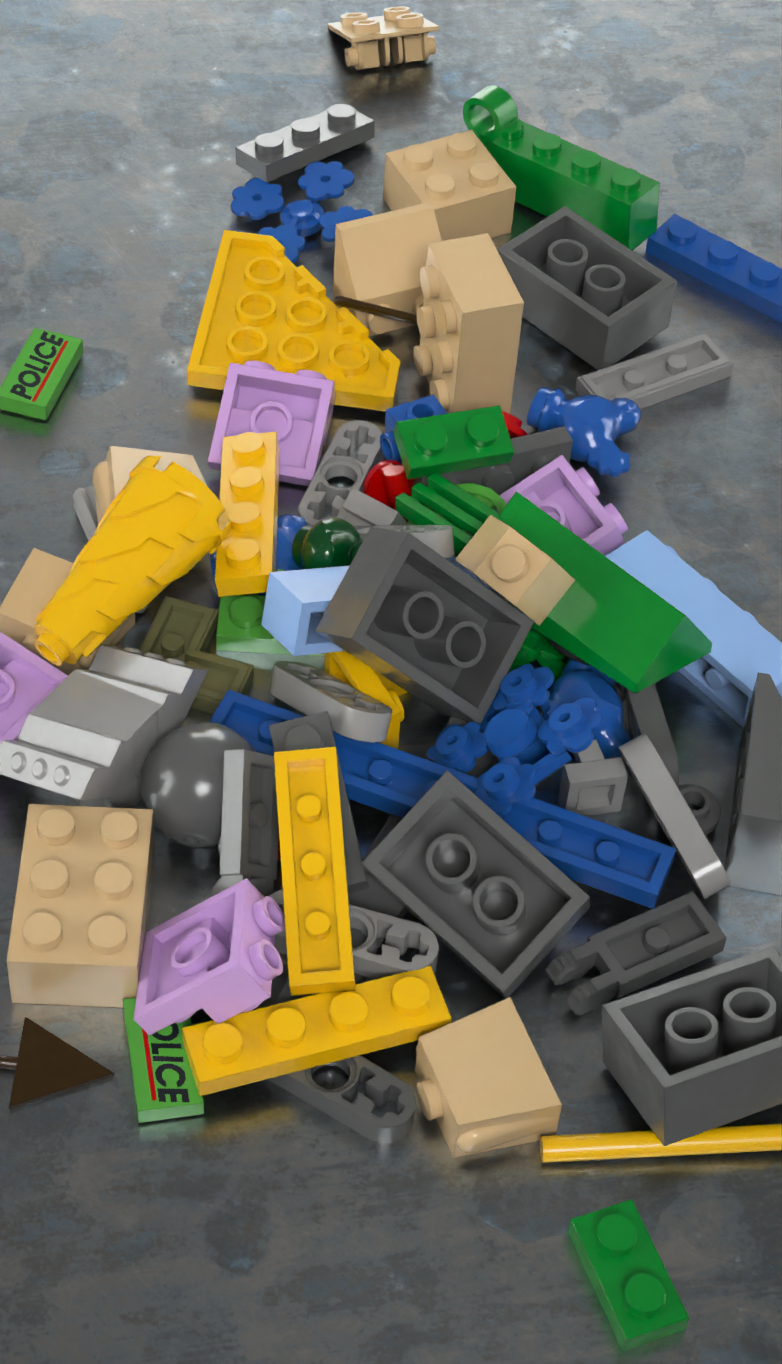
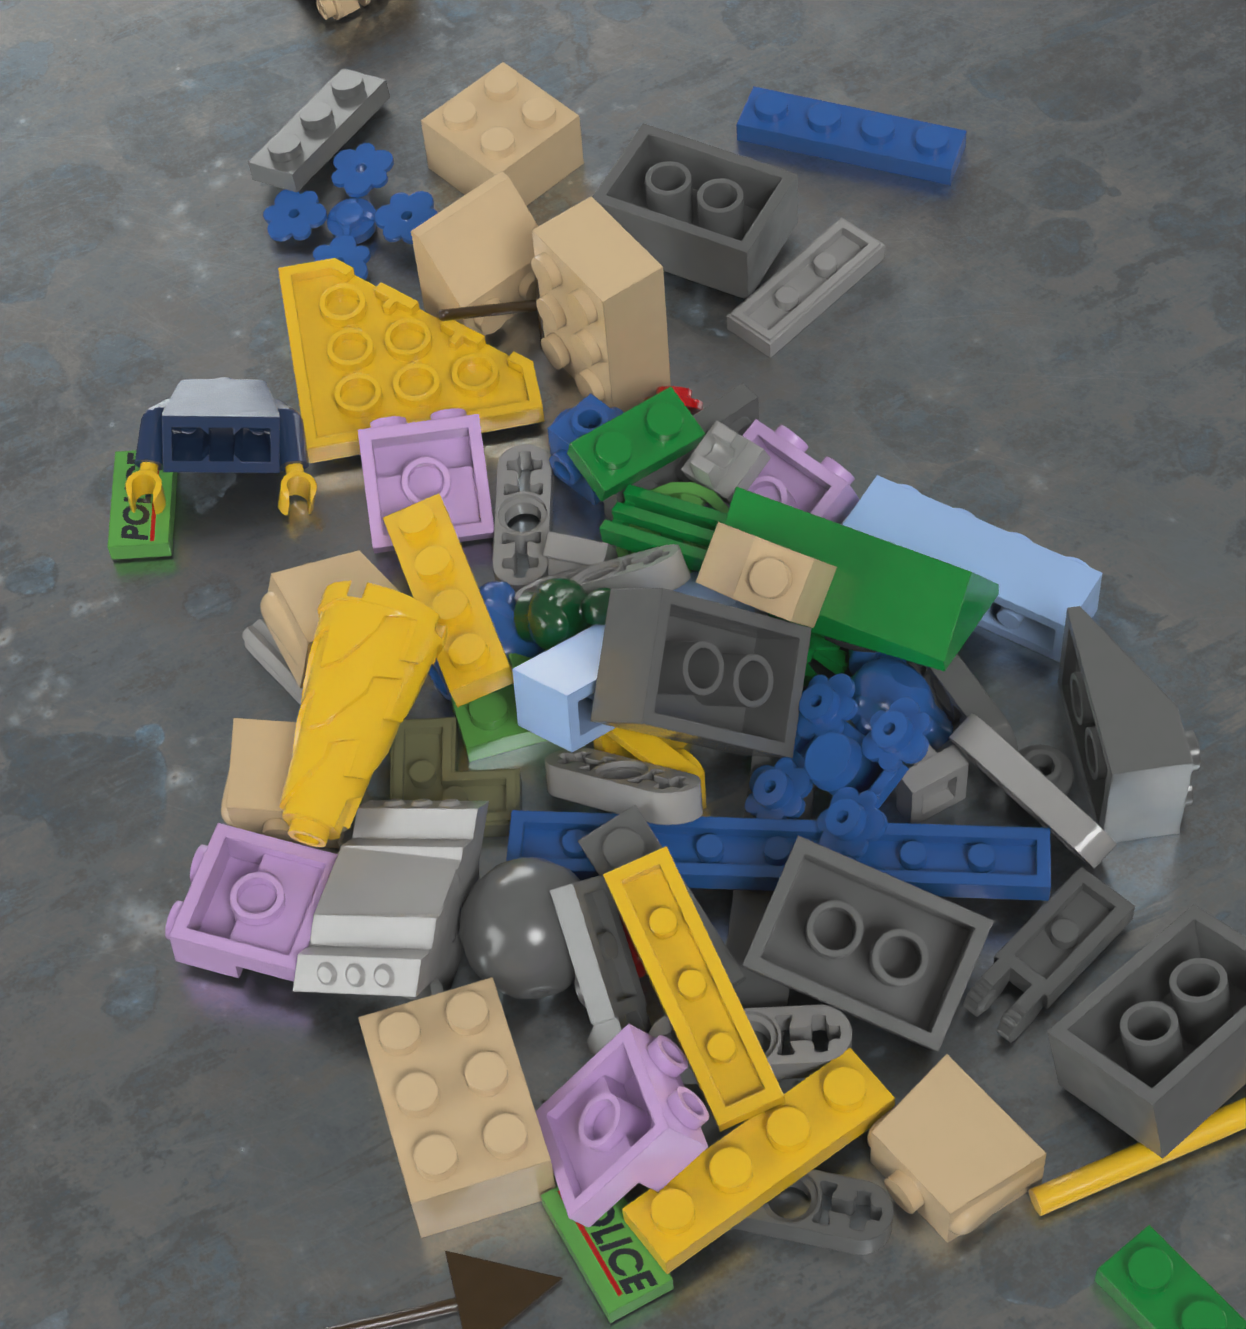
camera: 10 degrees left, 5 degrees up
(123, 333) = (221, 429): none -> dark blue torso
(387, 482) = (579, 512): red plate -> none
(525, 474) = (725, 462): none -> light grey tile
(561, 174) = (620, 84): green hinge -> none
(591, 423) = (766, 367): blue animal -> none

